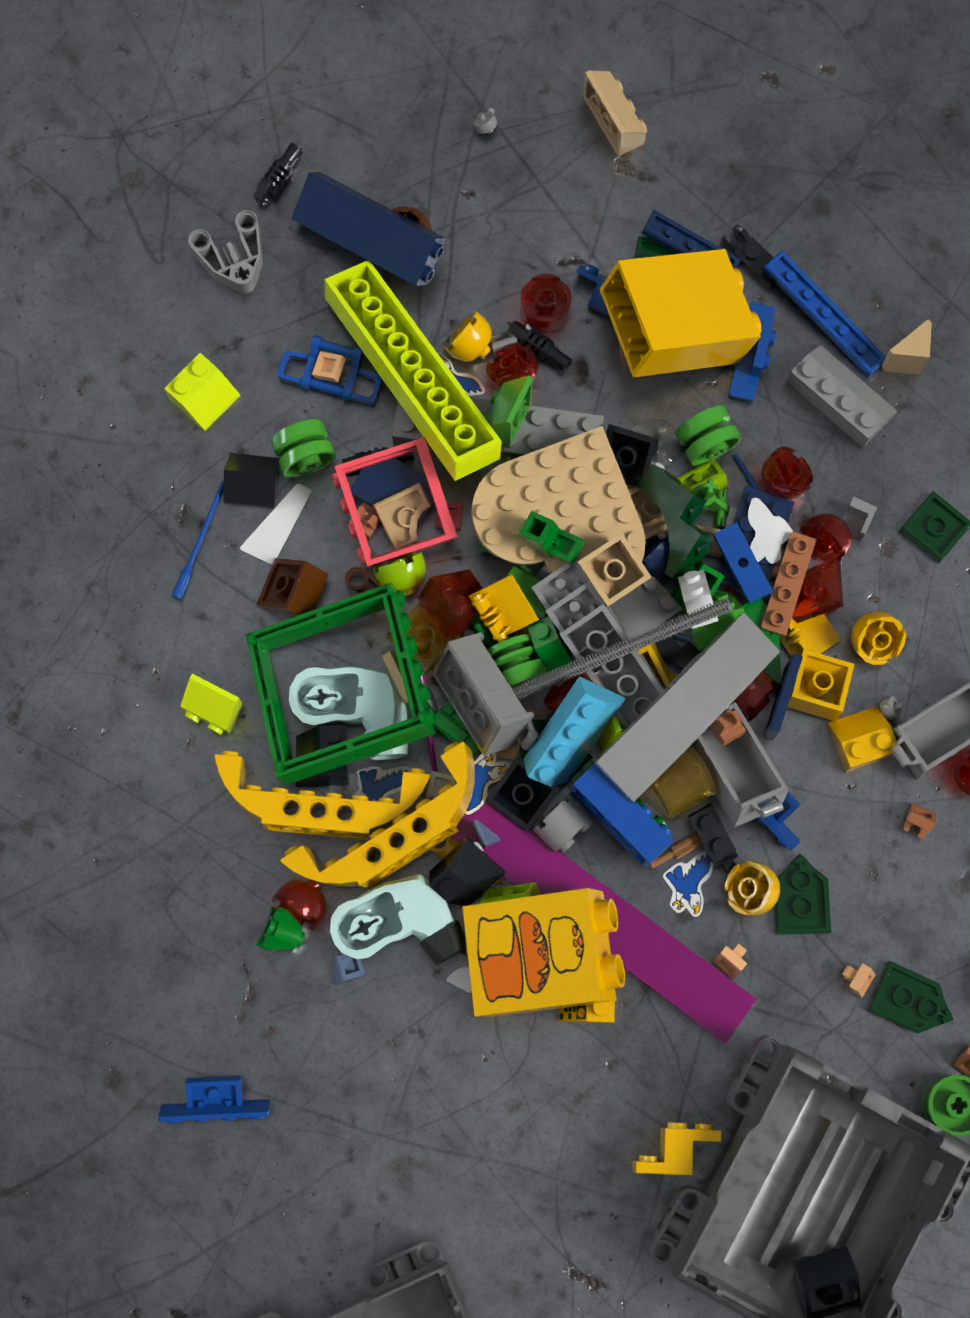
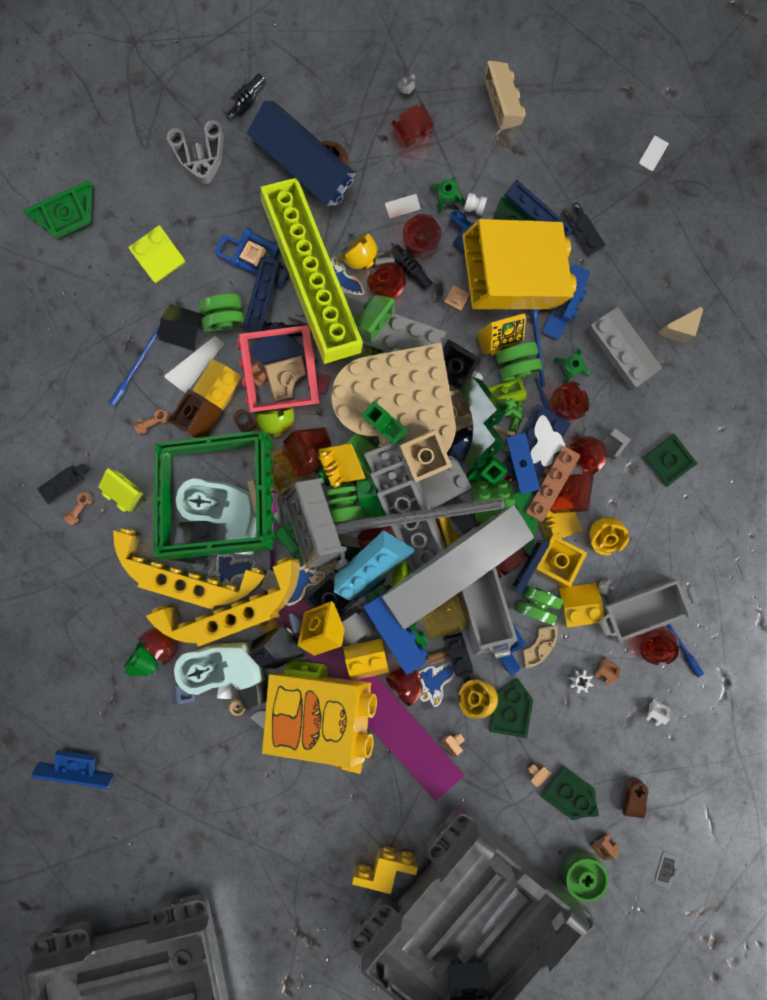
camera: 10 degrees right, 10 degrees up
(68, 361) = (64, 211): none -> green wing
(128, 713) = (62, 483): none -> black hinge
(162, 730) = (82, 498): none -> nougat bar
(245, 600) = (159, 416): none -> nougat bar
(316, 540) = (218, 384): none -> yellow slope
(351, 415) = (261, 295): none -> dark blue tile
(408, 949) = (227, 692): none -> white slope
(425, 976) = (233, 709): none -> tan plate
(505, 168) = (413, 124): none -> clear red brick
(512, 272) = (402, 206): none -> white sticker
(521, 833) = (321, 629): none -> yellow slope
(567, 244) = (447, 197): none -> green brick
(591, 862) = (366, 659): none -> yellow slope
(606, 251) = (475, 204): none -> white wheel
(608, 374) = (456, 298): none -> light nougat tile
(651, 890) = (407, 686): none -> clear red cylinder
(677, 404) = (502, 334): none -> yellow slope
(696, 593) = (483, 483): white brick -> none
(714, 374) = (534, 312): none -> blue piece
(727, 727) = (485, 584): nougat tile -> none
(779, 428) = (567, 366): none -> green brick
(806, 746) = (539, 605): none -> bright green wheel
(822, 147) = (653, 153): none -> white sticker
(822, 805) = (541, 646): none -> tan tile
(825, 313) = (626, 283): blue tile -> none
(892, 843) = (586, 683): none -> white gear

